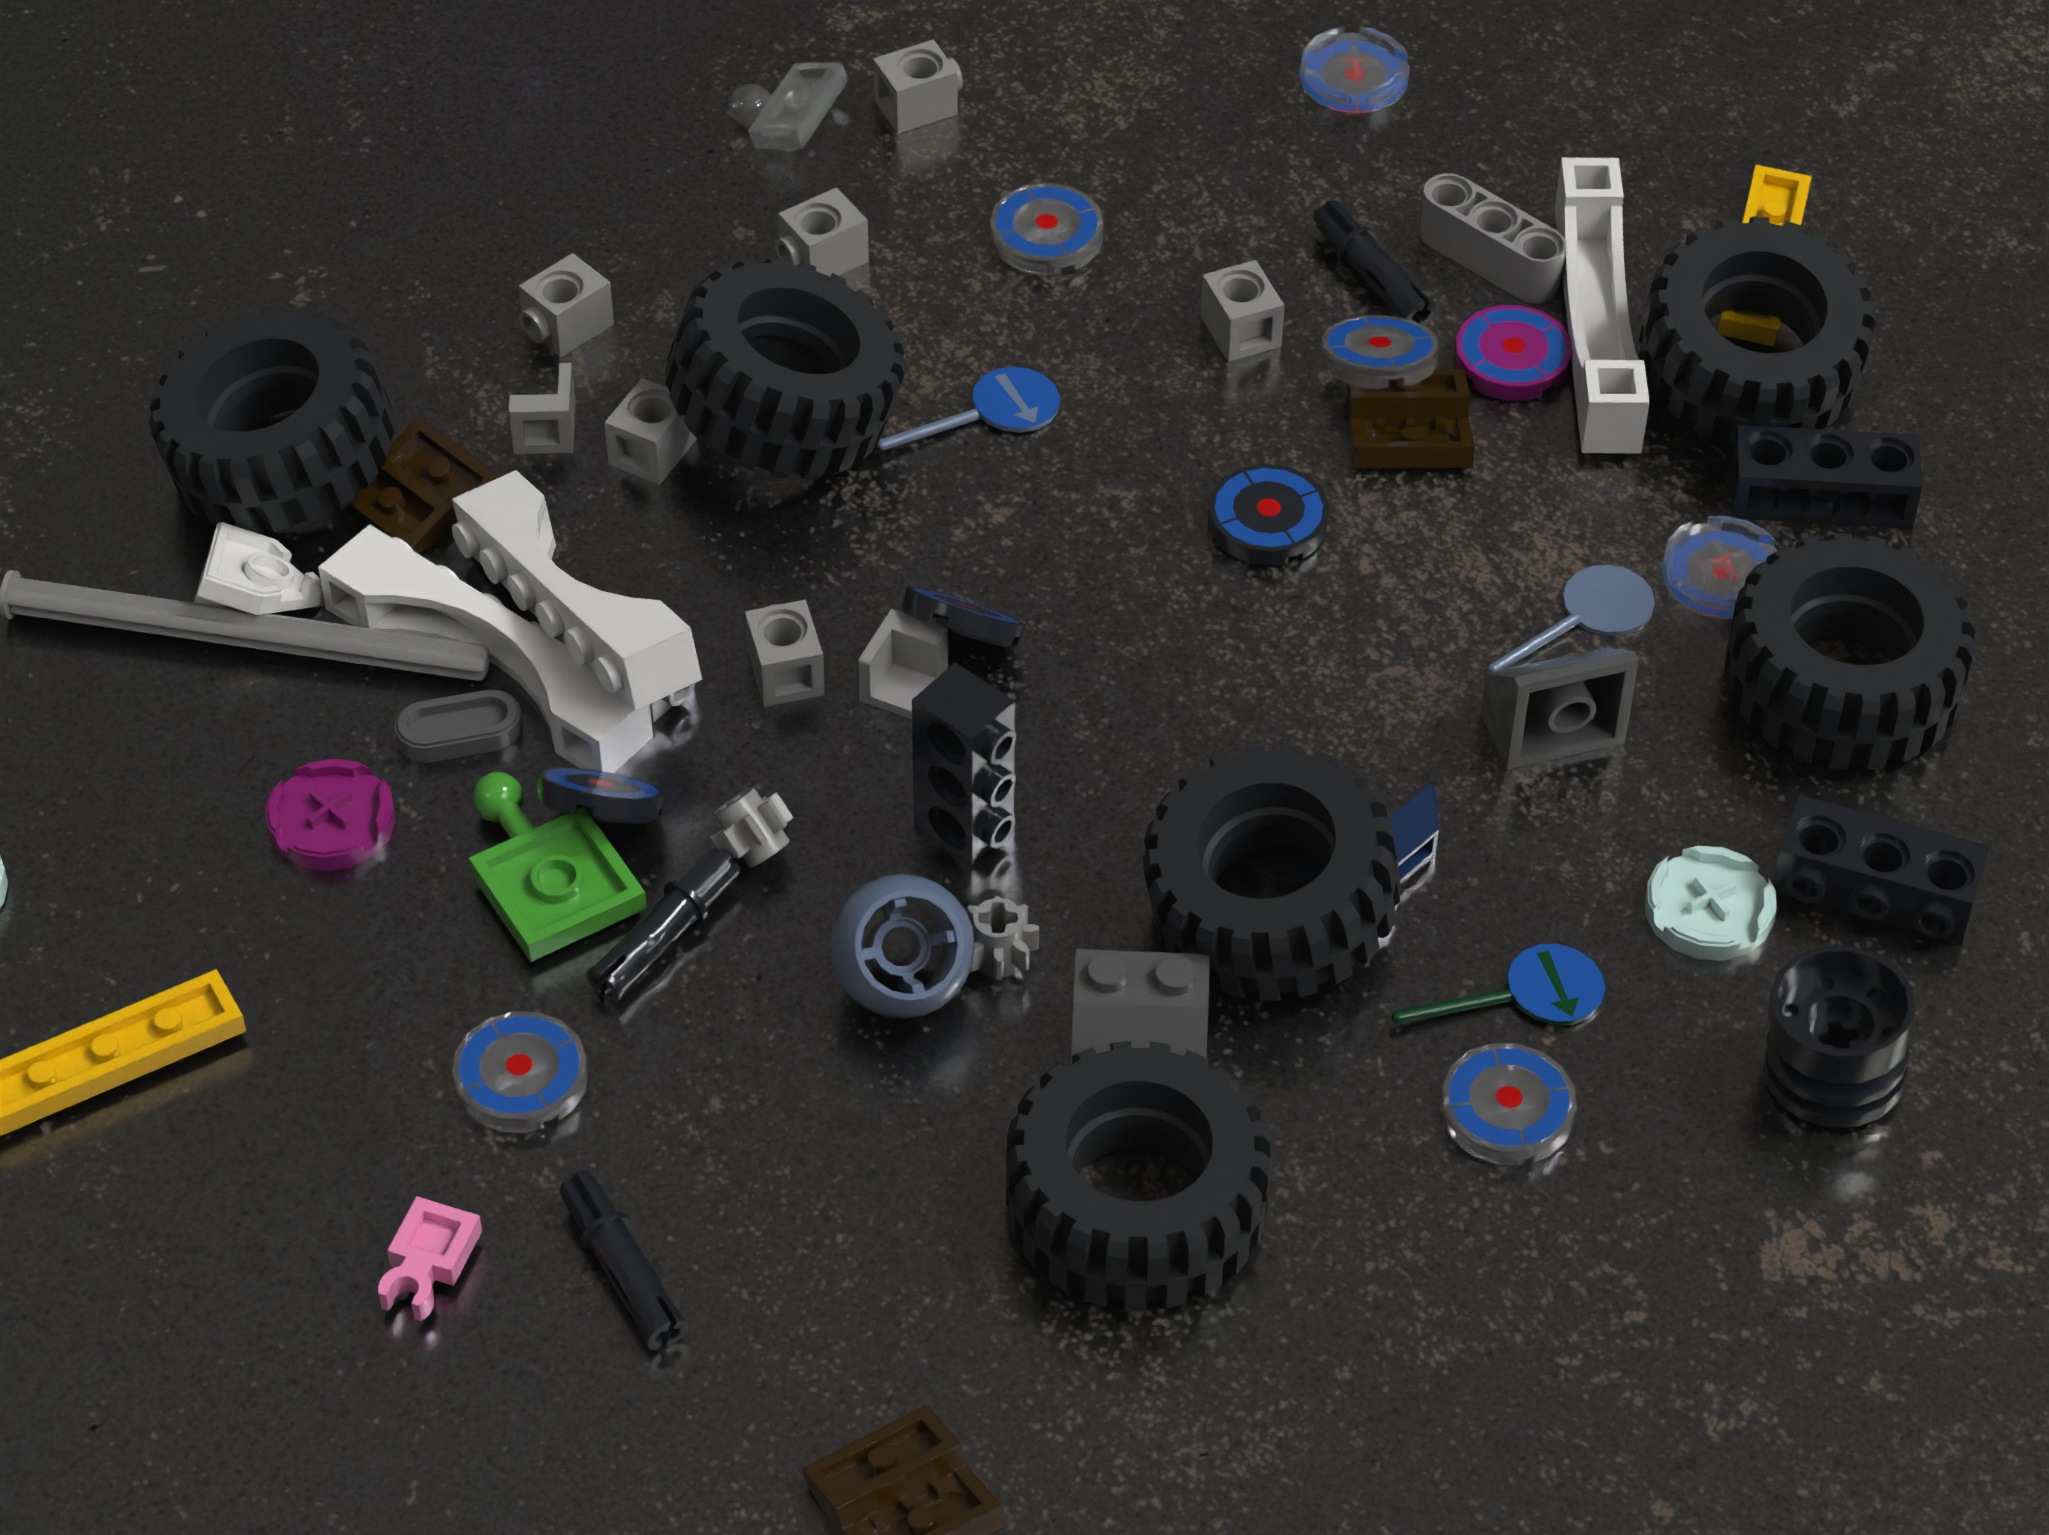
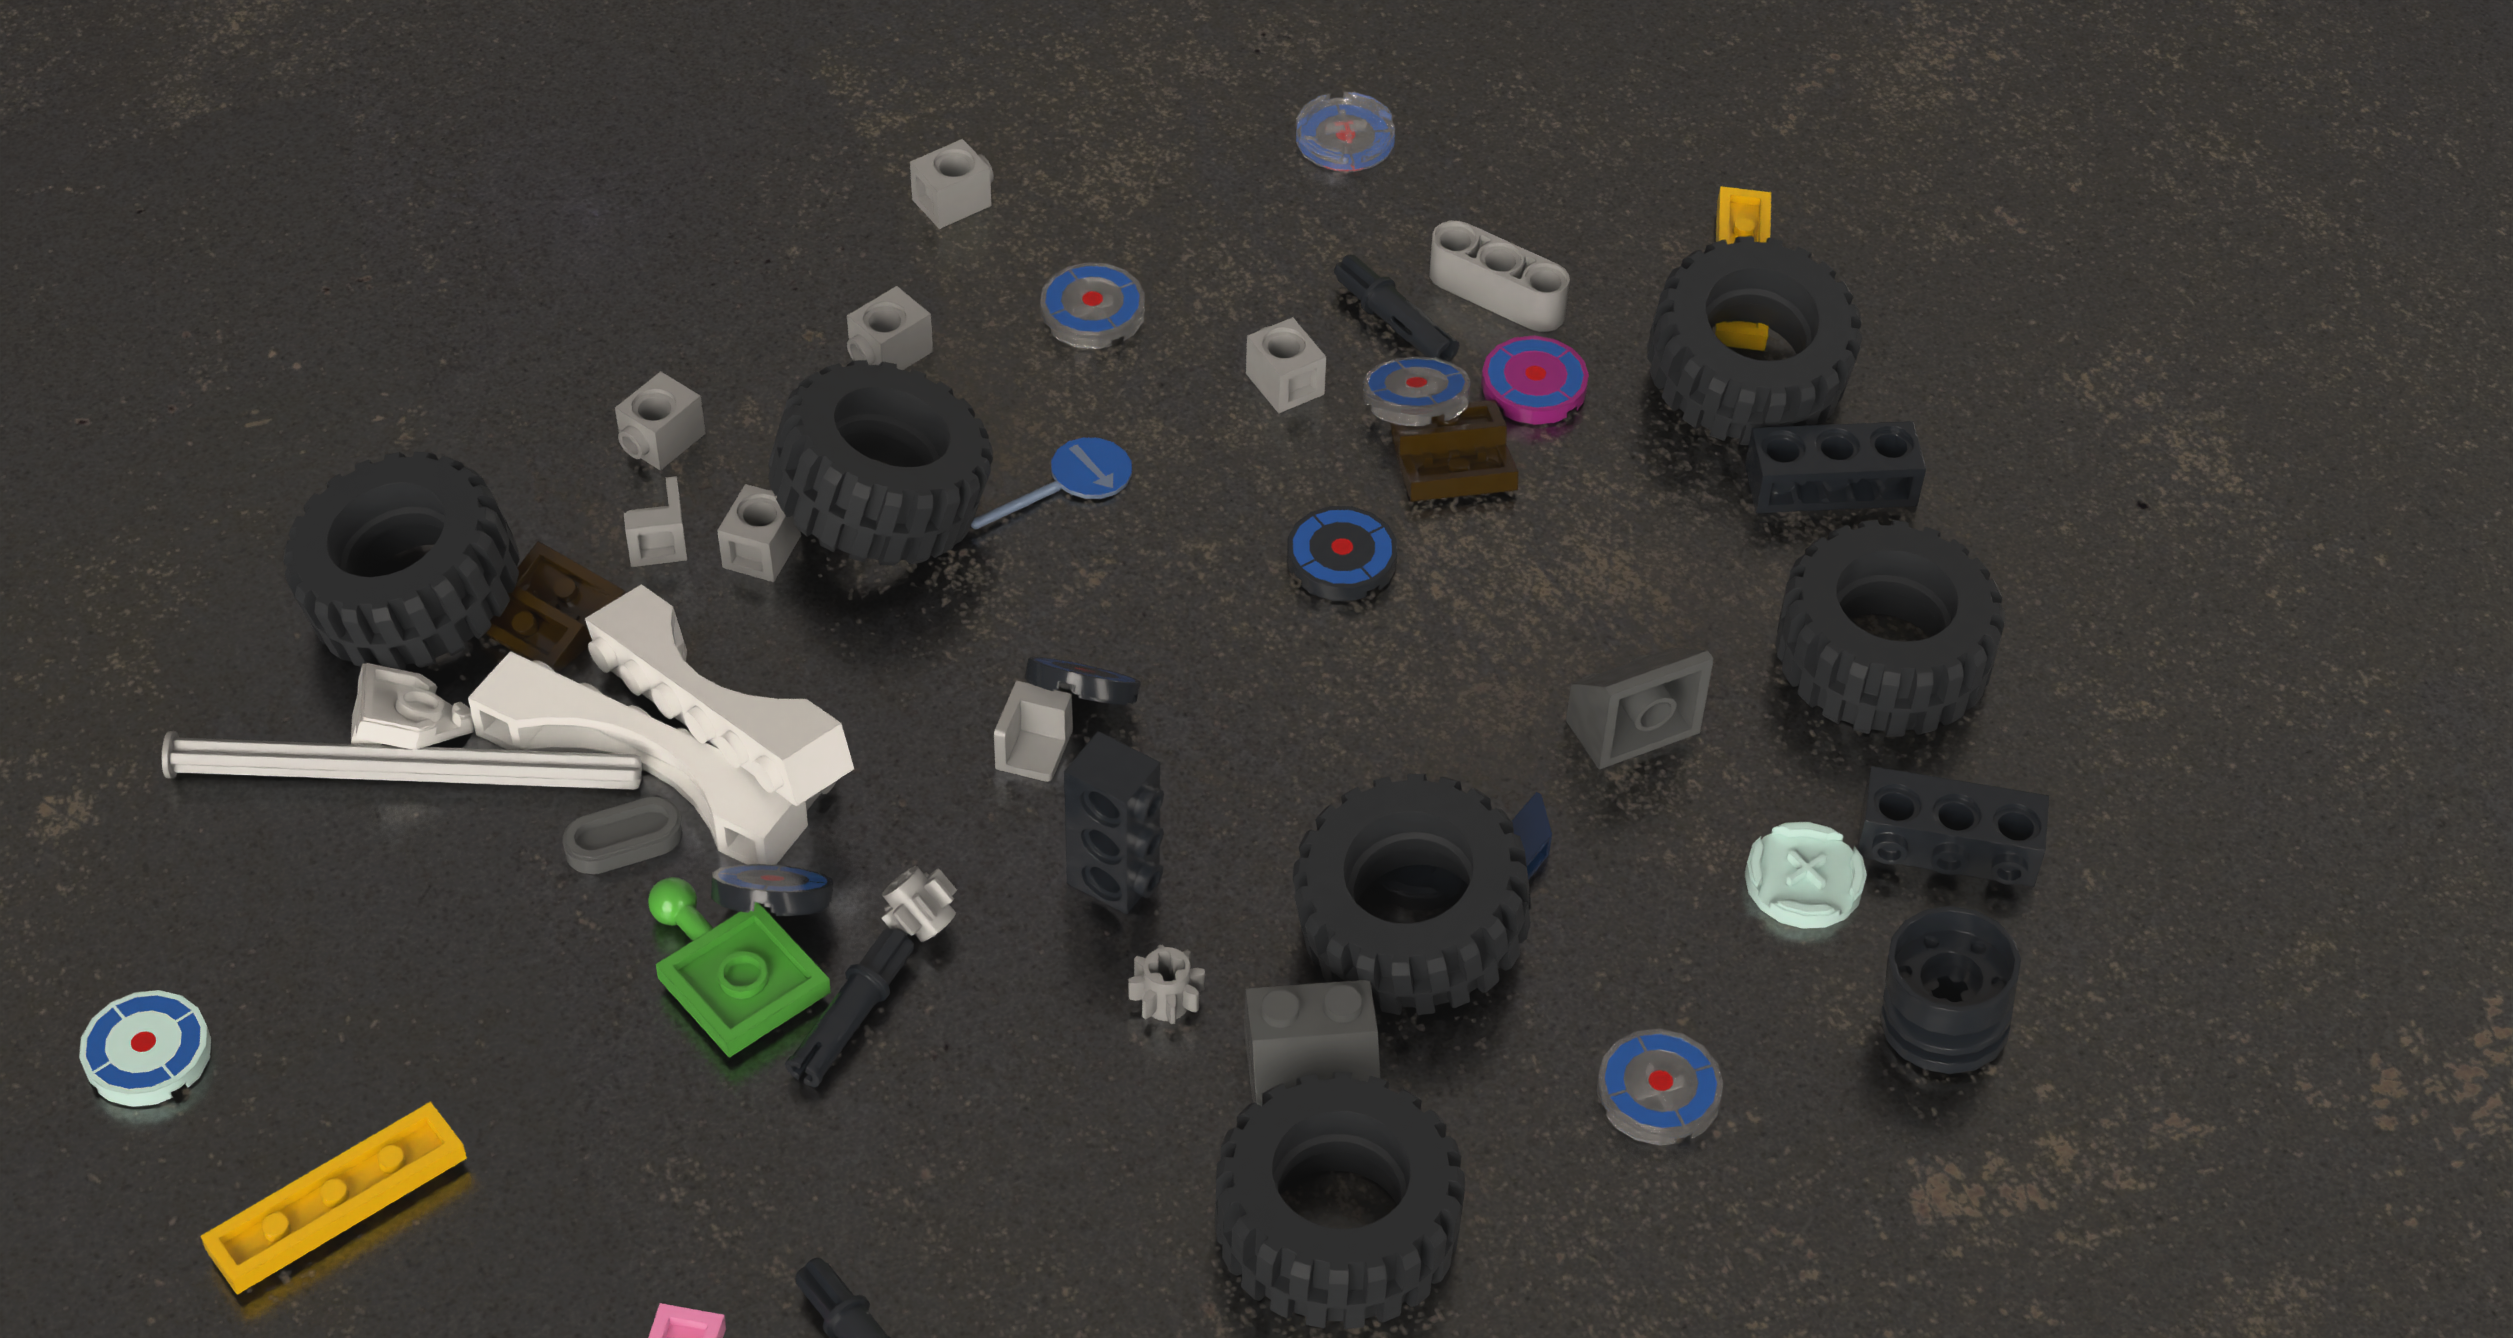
camera: 10 degrees left, 0 degrees up
(330, 815) = (514, 936): magenta tile -> none
(520, 1071) = (736, 1166): tile -> none
(784, 653) = (921, 732): light grey brick -> none
(794, 109) = (841, 216): clear plate -> none
(891, 895) = (1041, 1001): sand blue wheel -> none
(1544, 982) = (1671, 966): blue piece -> none
(1601, 601) = (1653, 601): sand blue piece -> none
(1605, 366) = (1625, 394): white arch -> none
(1711, 561) = (1752, 558): clear tile -> none

